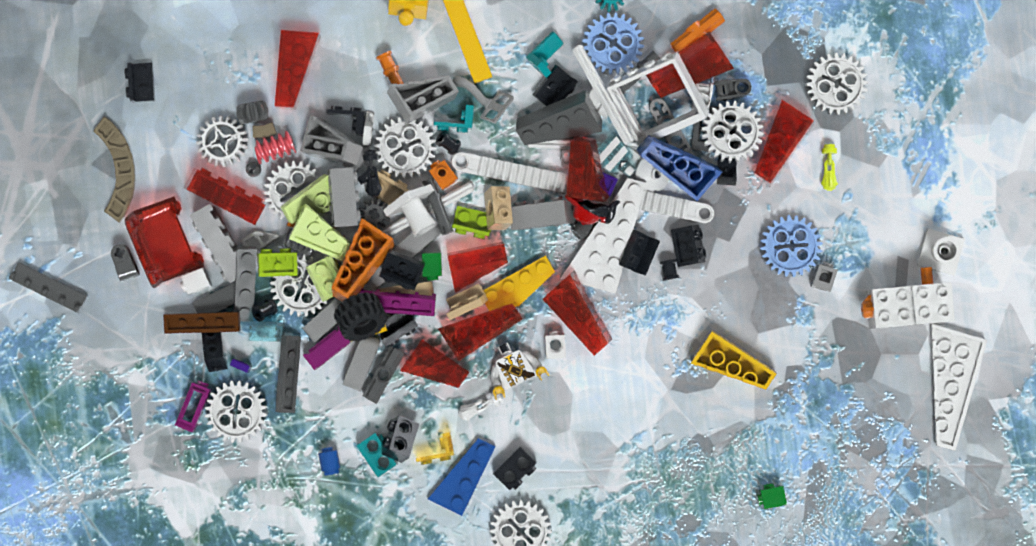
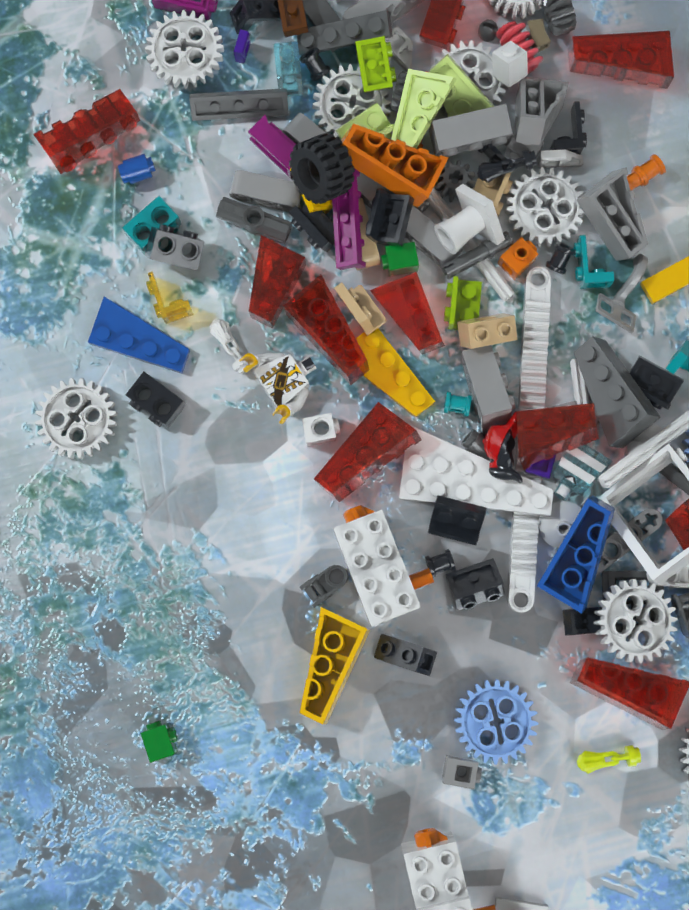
camera: 85 degrees right, 5 degrees down
(292, 159) = (509, 63): none -> white brick
(294, 494) = (88, 131): none -> clear red wedge
(550, 238) = (457, 404): none -> teal bush
(667, 317) = (377, 566): none -> white piece
(673, 359) = (323, 585): none -> dark grey piece
(733, 305) = (405, 654): none -> black bracket

